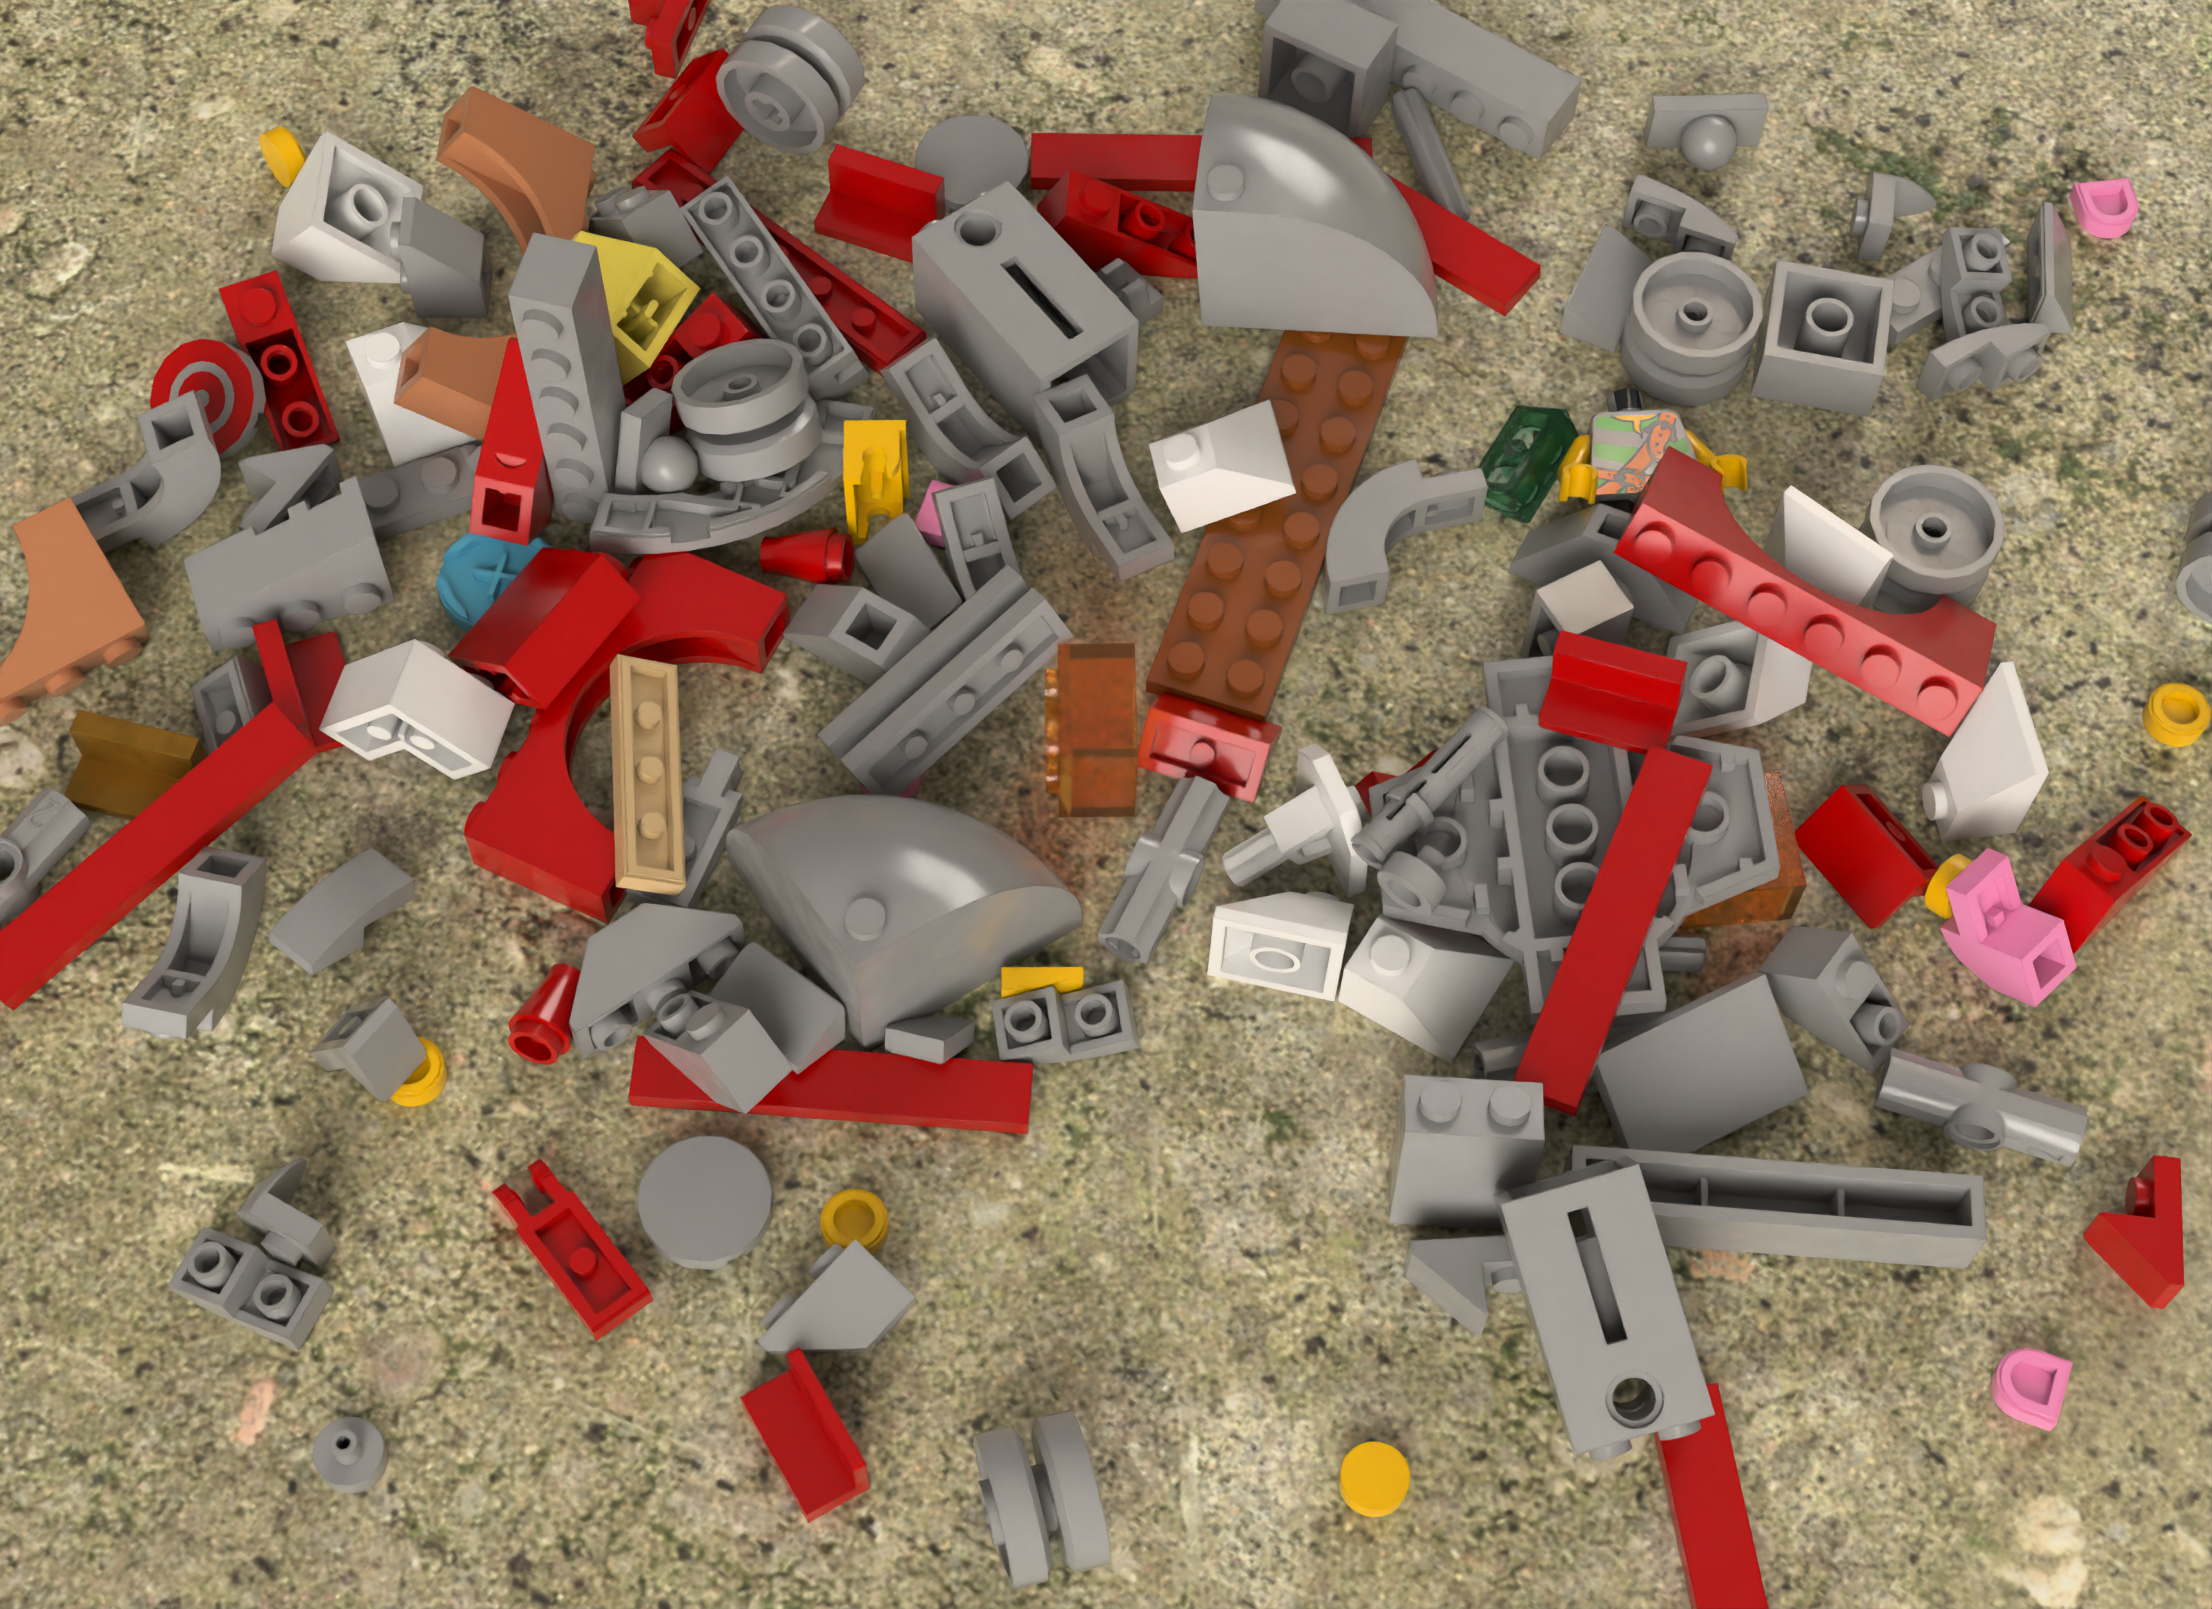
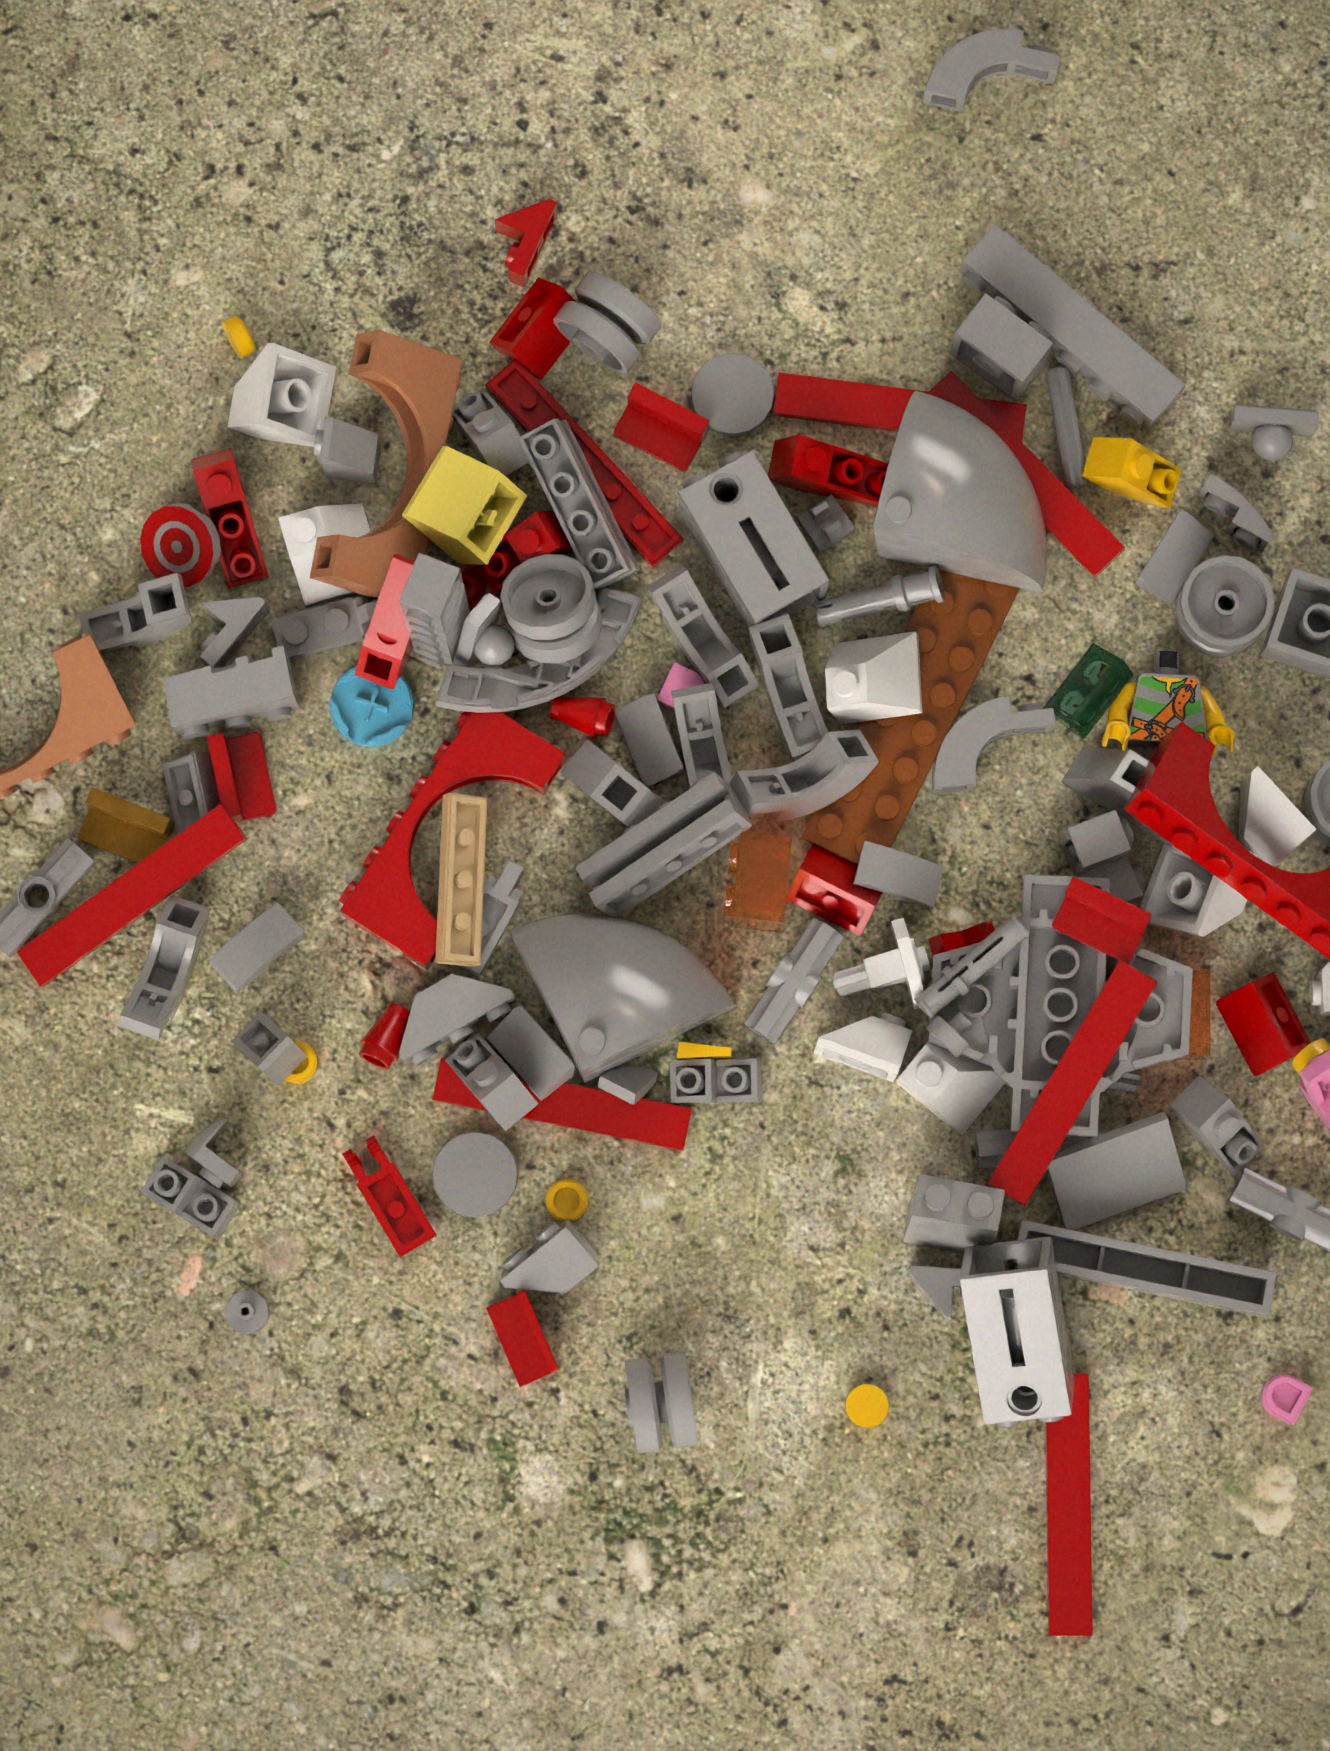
camera: 10 degrees right, 20 degrees up
(421, 705) = (313, 810): white brick -> none
(547, 624) = (403, 760): red brick -> none
(874, 472) = (633, 661): yellow hinge -> none
(1154, 594) = (810, 782): none -> light grey arch
(1239, 356) = (898, 594): none -> light grey pin
(1297, 705) = (898, 874): none -> light grey slope
(1528, 191) = (1131, 471): none -> yellow slope

